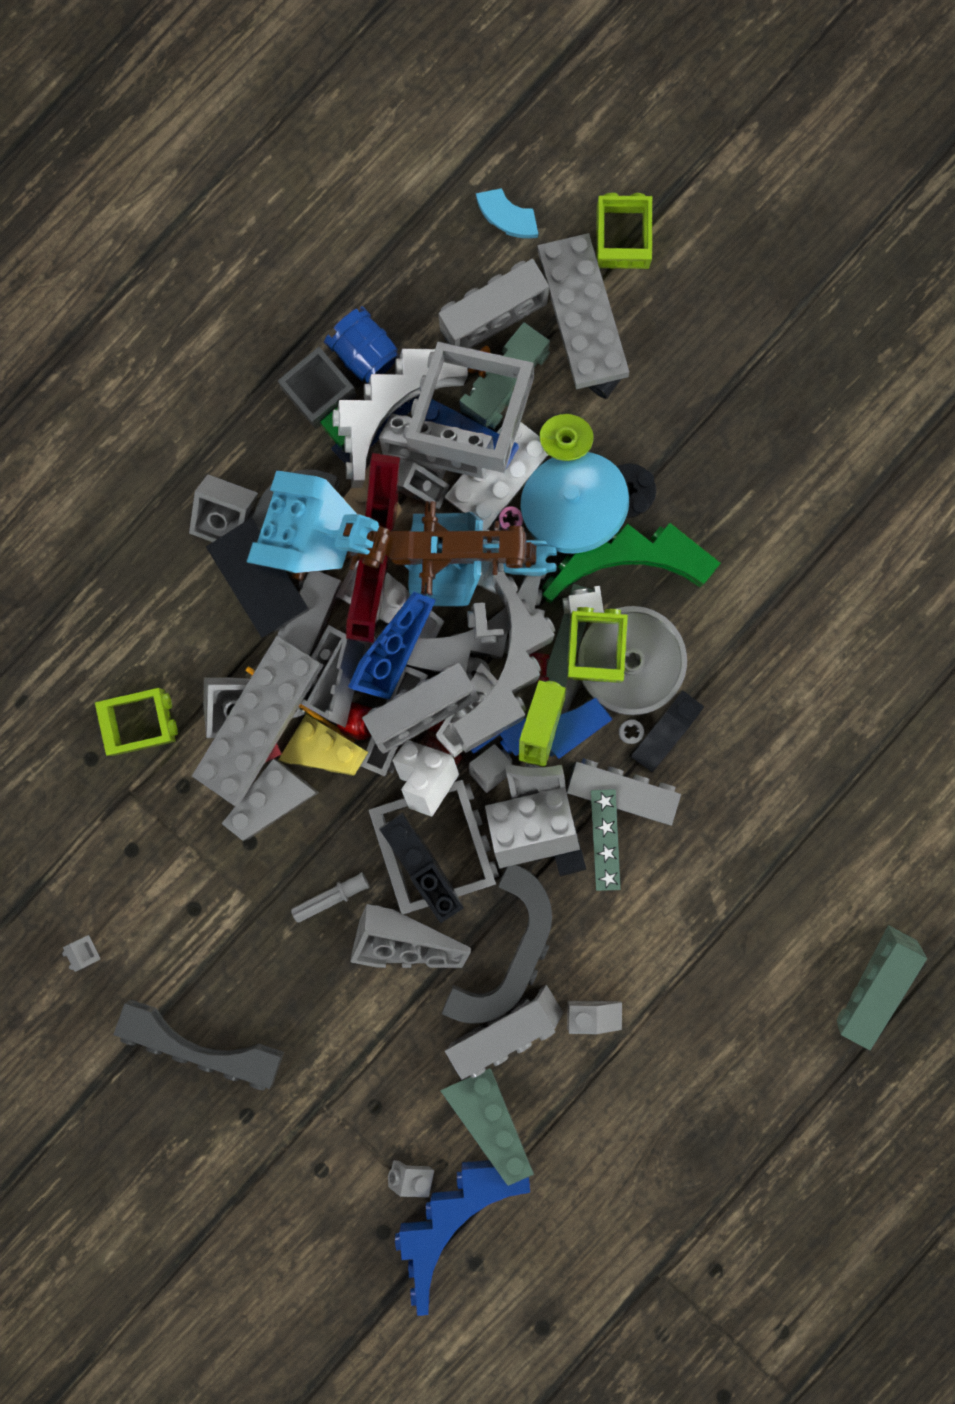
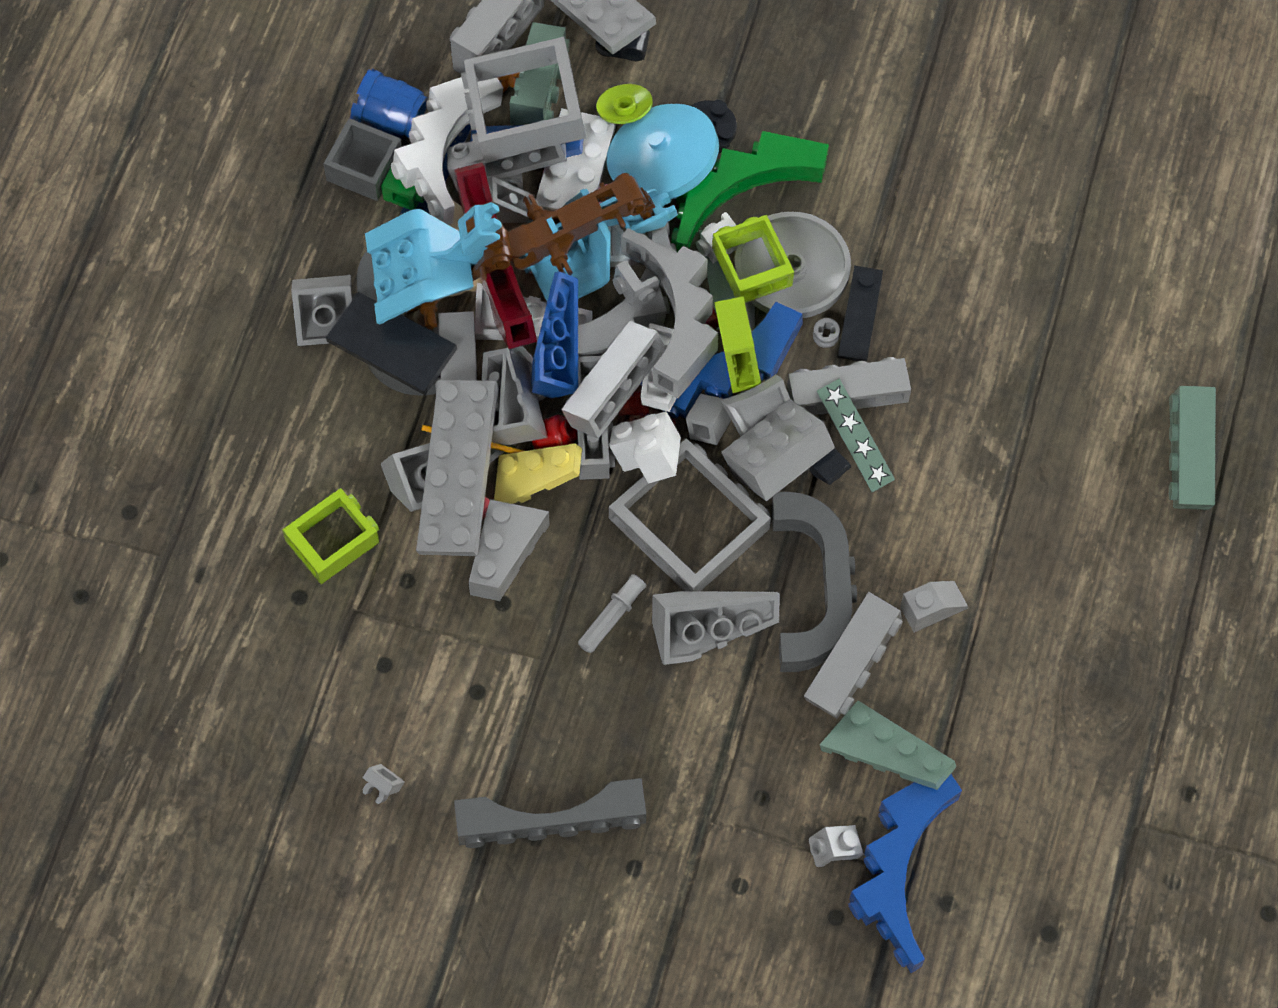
camera: 30 degrees left, 20 degrees down
(422, 867) = (689, 529): black slope -> none

